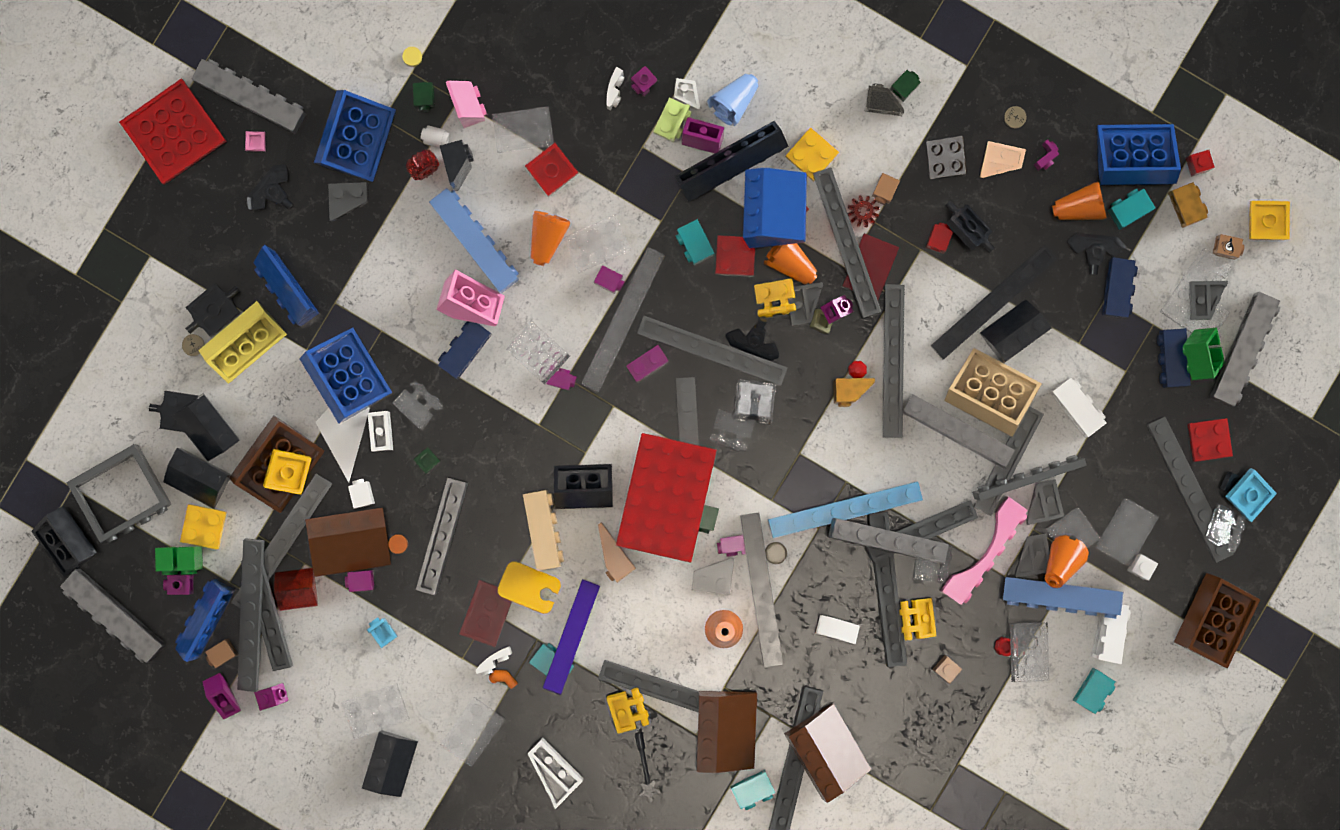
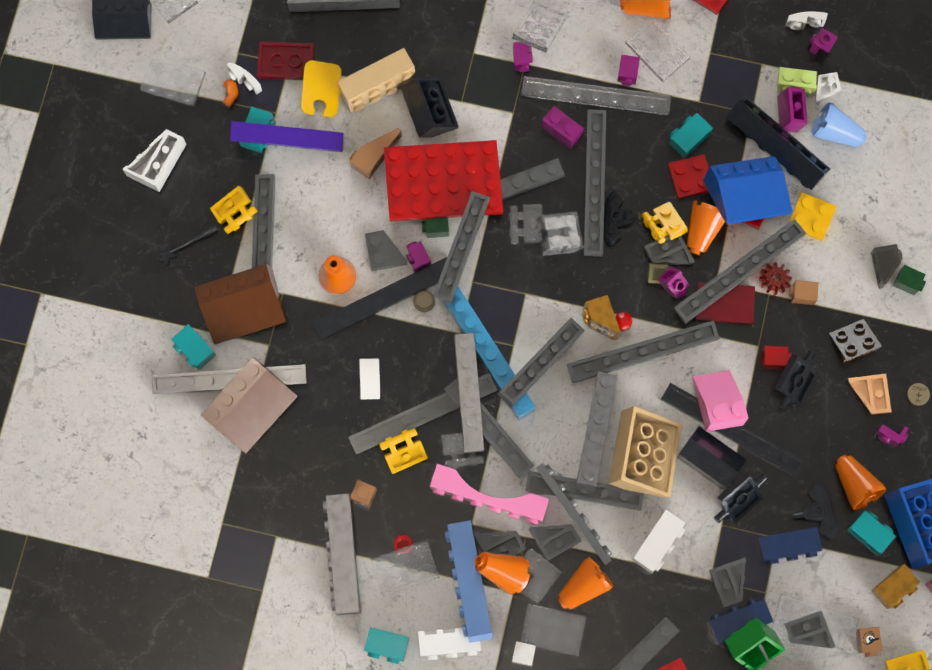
camera: 75 degrees right, 10 degrees down
(743, 502) = (461, 247): none -> dark grey plate
(877, 462) = (541, 362): none -> dark grey plate
(963, 305) = (720, 401): none -> bright pink slope
(997, 706) = (343, 554): none -> flat silver brick
(1062, 318) = (740, 497): none -> black plate
(1097, 489) = (584, 585): none -> orange cone
(1134, 354) = (729, 581): none -> dark grey wing

